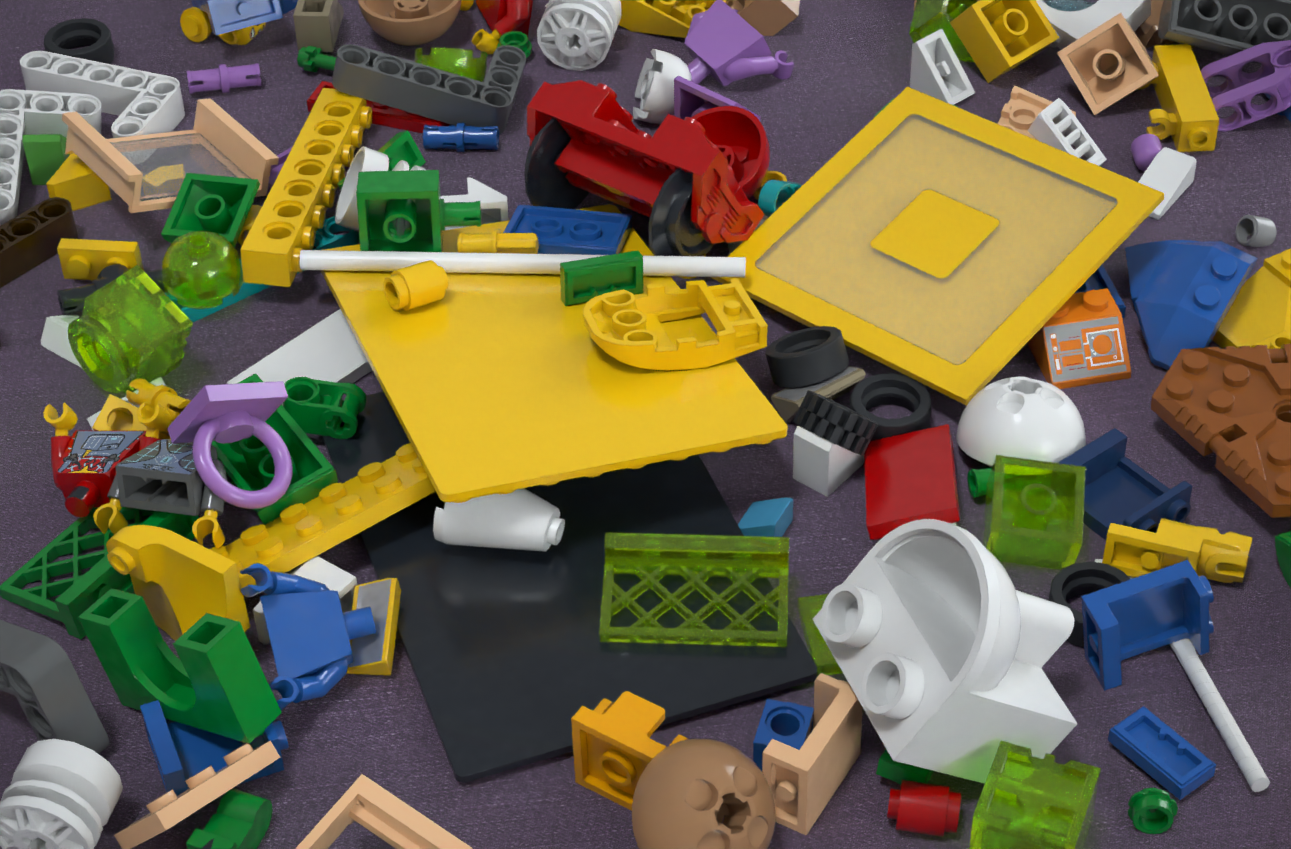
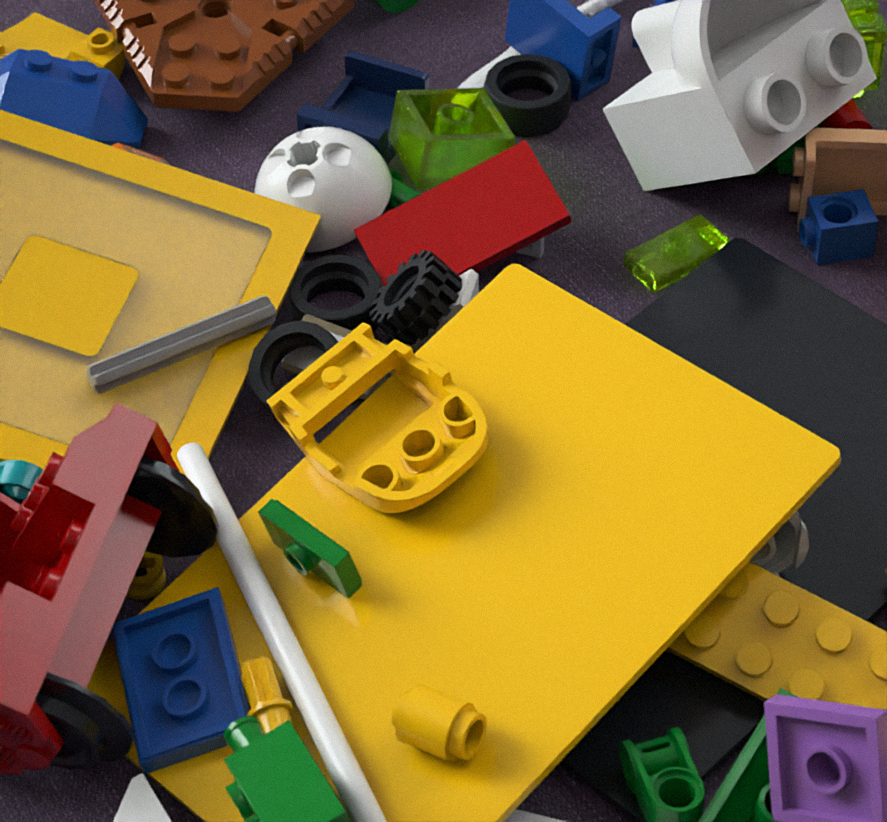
camera: 115 degrees left, 5 degrees up
(696, 560) = (660, 318): clear neon green fence -> none
(854, 287) = (180, 344): none -> light grey axle
(1209, 552) = (426, 45): yellow plate -> none

